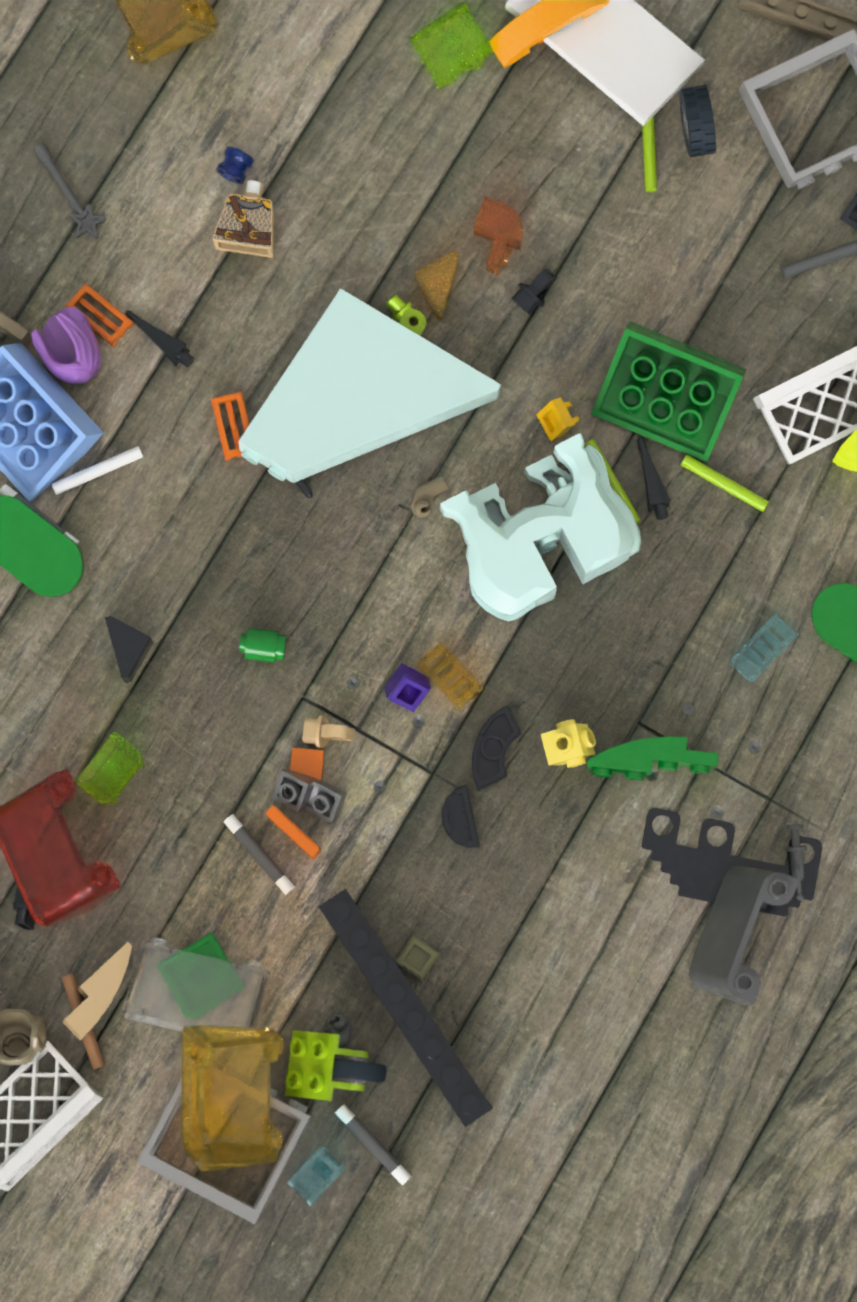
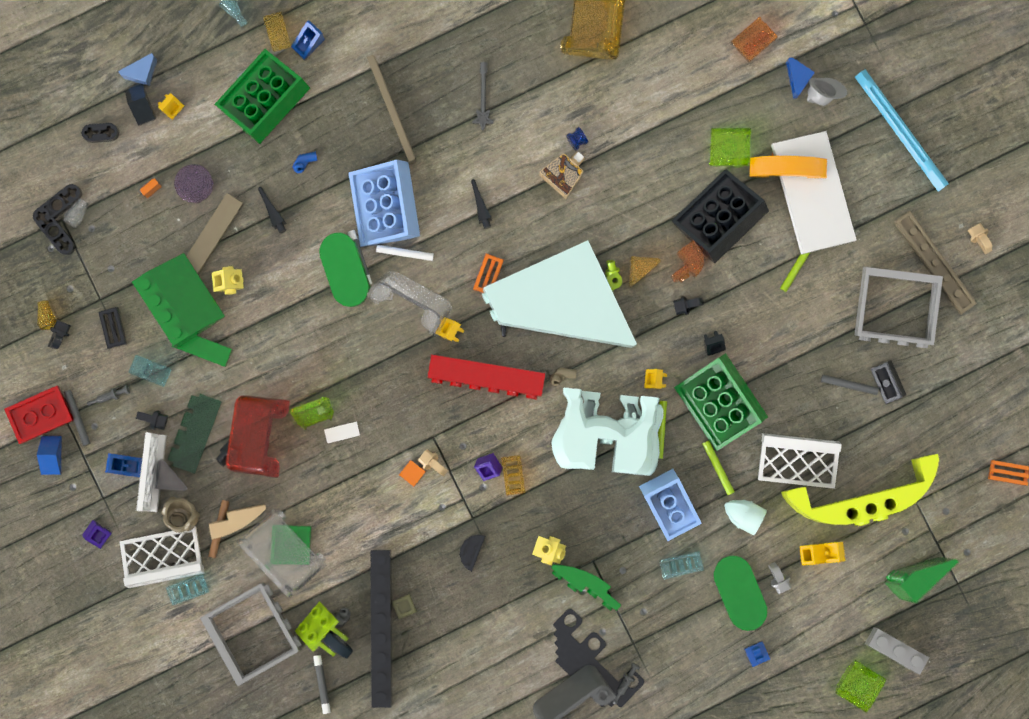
camera: 30 degrees right, 5 degrees up
(69, 347) = (431, 180): medium lavender hair -> none
(75, 1142) = (170, 593): none -> clear light blue slope
(118, 331) = (462, 187): orange tile -> none
(129, 647) = (361, 355): black slope -> none
(170, 773) = (342, 432): none -> white sticker
(188, 514) = (435, 306): none -> clear windscreen
(228, 1096) = (263, 617): clear yellow windscreen -> none
(229, 533) = (450, 329): none -> yellow tile
(259, 854) = (359, 502): dark grey bar -> none
(262, 645) = (429, 398): green brick -> none
(293, 832) = (383, 503): orange tile -> none
(308, 793) = (402, 487): flat silver slope -> none
(316, 1175) = (285, 681): clear light blue slope -> none
(322, 564) = (486, 376): none -> red brick
(491, 747) = (510, 525): black tile -> none
(500, 142) = (721, 215): none -> black slope
(607, 319) = (714, 344): none -> black tile
(656, 494) = (679, 450): black piece -> none
(693, 574) = (670, 504): none -> light blue slope
(697, 121) = (829, 271): black wheel -> none
(805, 520) = (745, 515): none -> light aqua helmet

